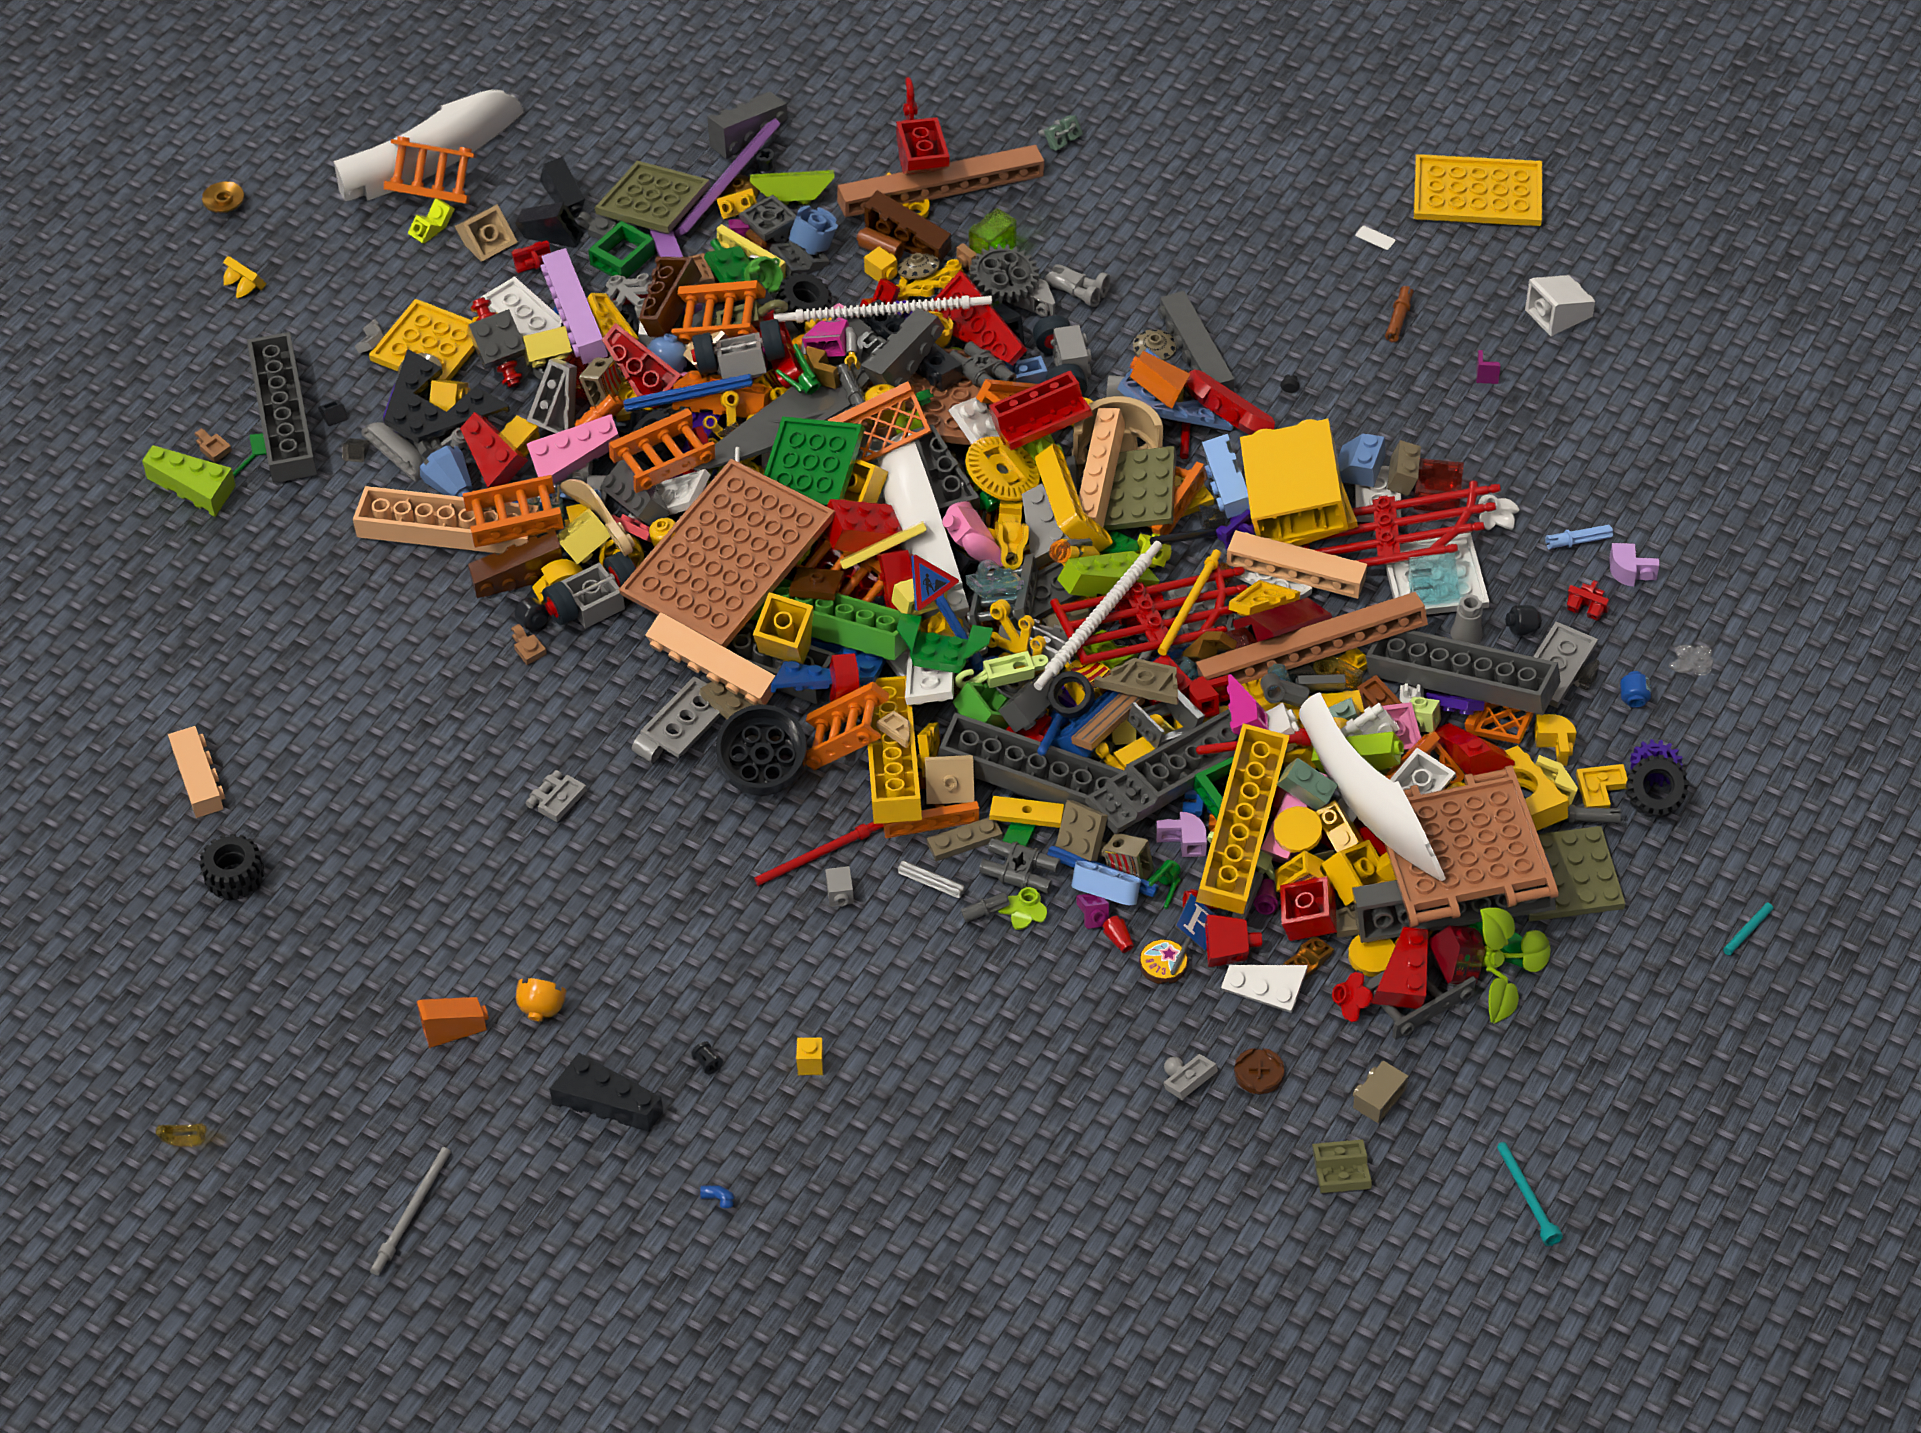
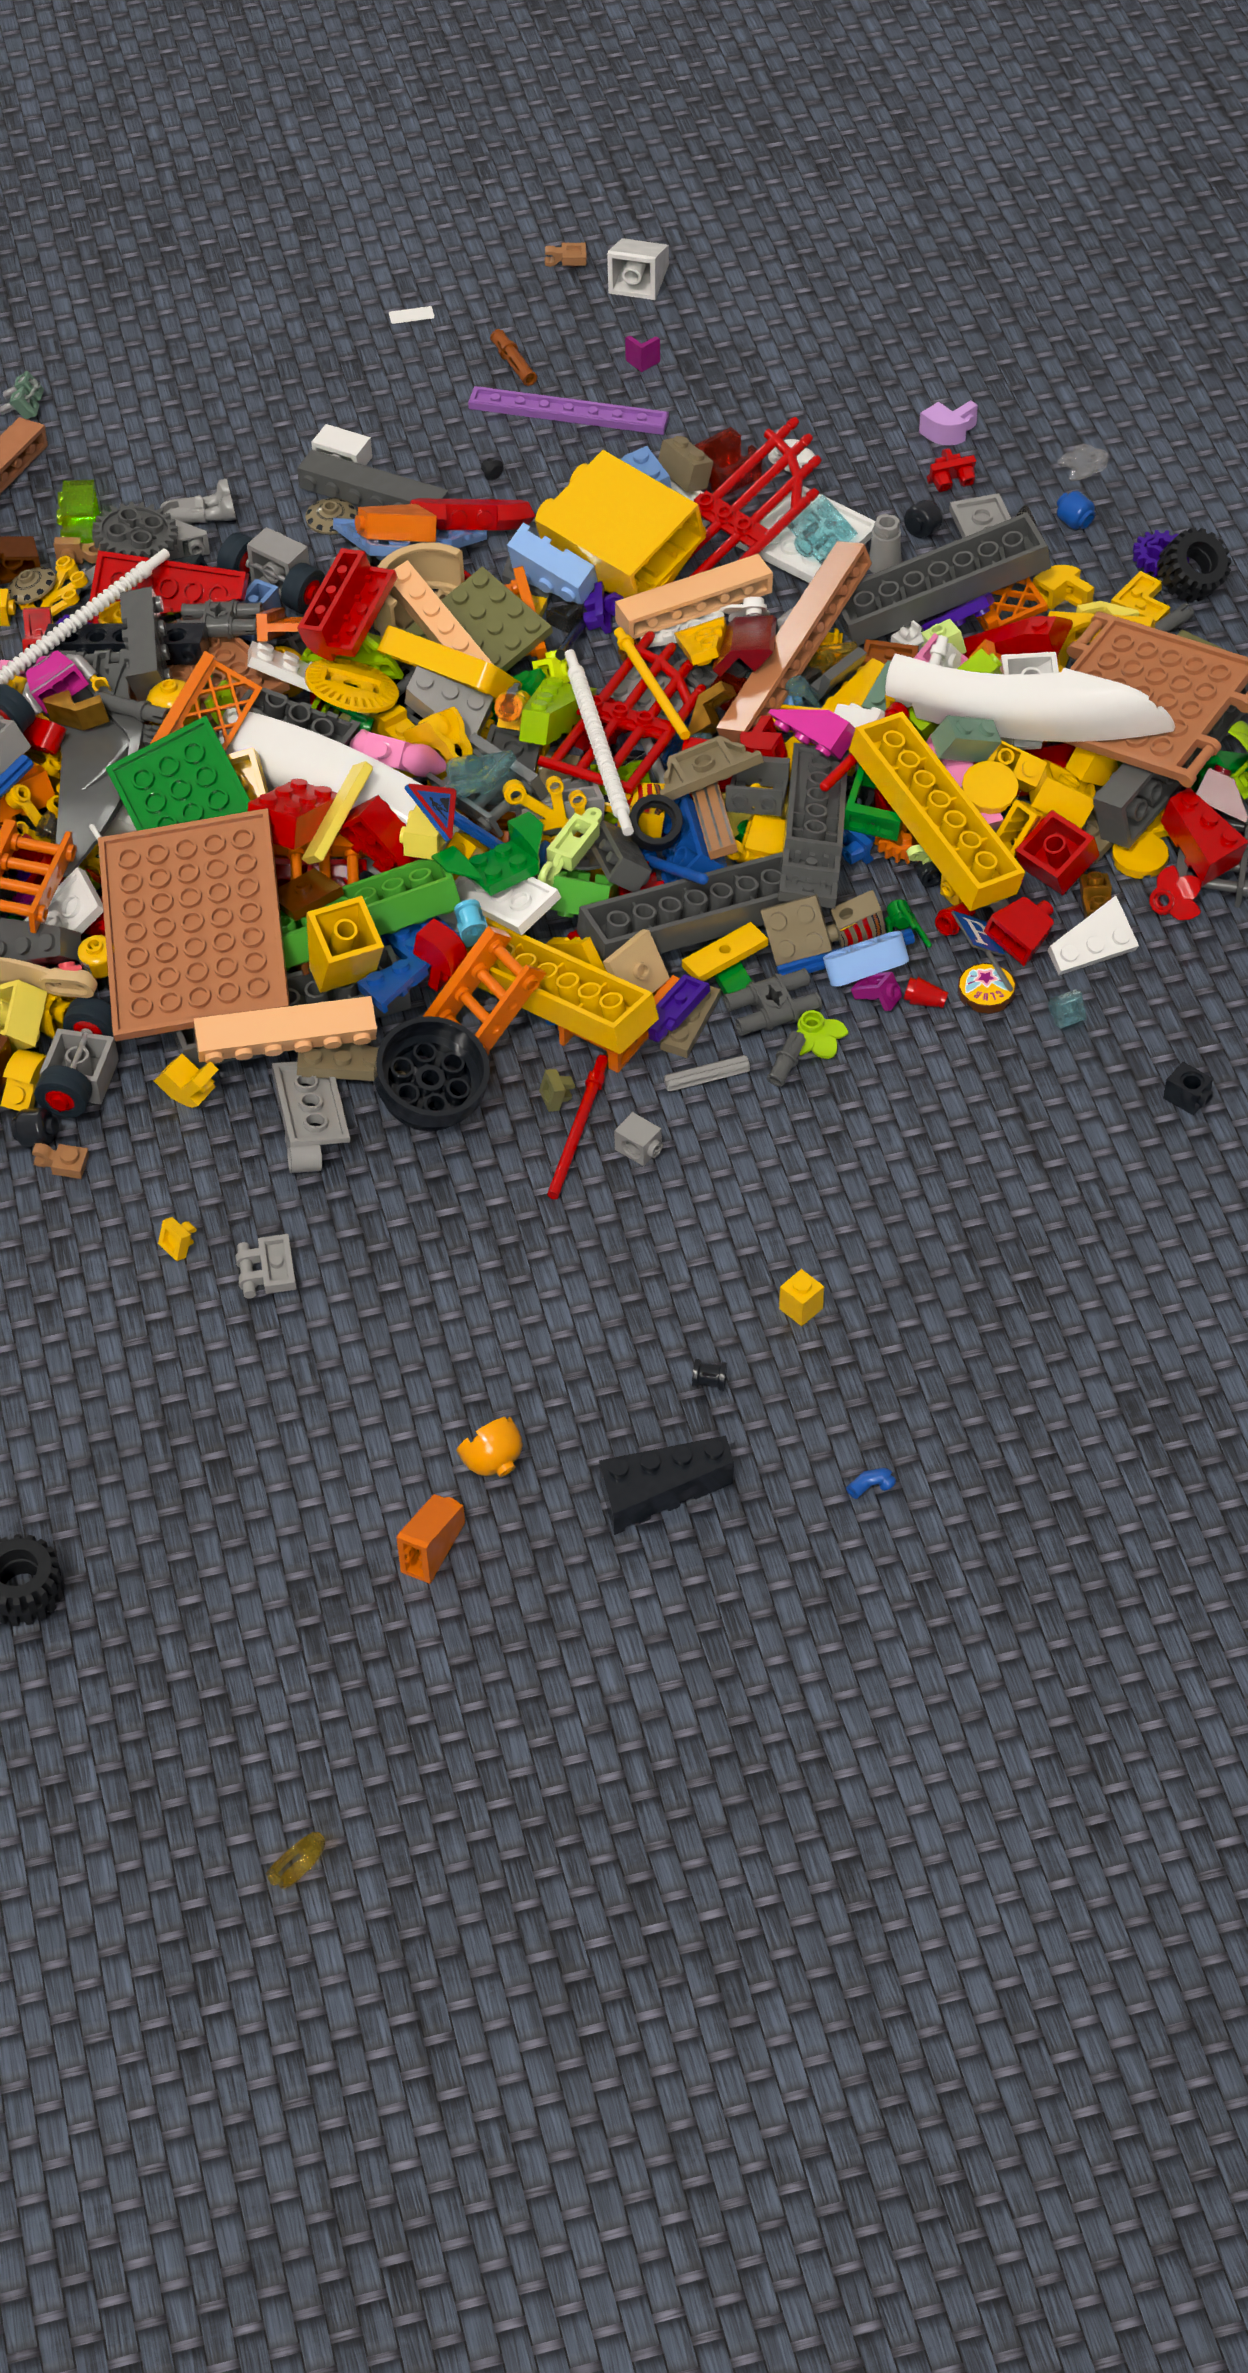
camera: 45 degrees left, 0 degrees up
(388, 1249) = (632, 1791): light grey bar -> none
(529, 740) = (176, 1238): none -> yellow tile
(638, 650) = (186, 1082): none -> yellow brick
(807, 380) = (78, 729): green plant -> none
(831, 819) = (555, 1089): none -> olive tile
(882, 674) = (470, 921): none -> medium azure piece
(895, 727) = (544, 957): tan tile -> none
(954, 822) = (677, 1005): none -> dark purple hinge
(1187, 830) = (876, 869): lavender brick -> none
(1188, 1077) = (1130, 1059): light grey plate -> none
(1191, 1014) = (1067, 1008): none -> clear light blue tile
(1199, 1115) = (1188, 1088): none -> black brick
(1210, 303) = (343, 444): none -> white brick
(1259, 1071) = (1173, 1012): reddish brown tile -> none
(1284, 692) = (824, 695): dark grey piece -> none
(1321, 598) = (751, 607): none -> white plate
(1392, 377) = (568, 410): none -> medium lavender tile
(1478, 190) = (454, 225): yellow plate -> none
(1526, 263) = (569, 253): none -> medium nougat plate
(1570, 538) = (875, 435): light blue axle -> none

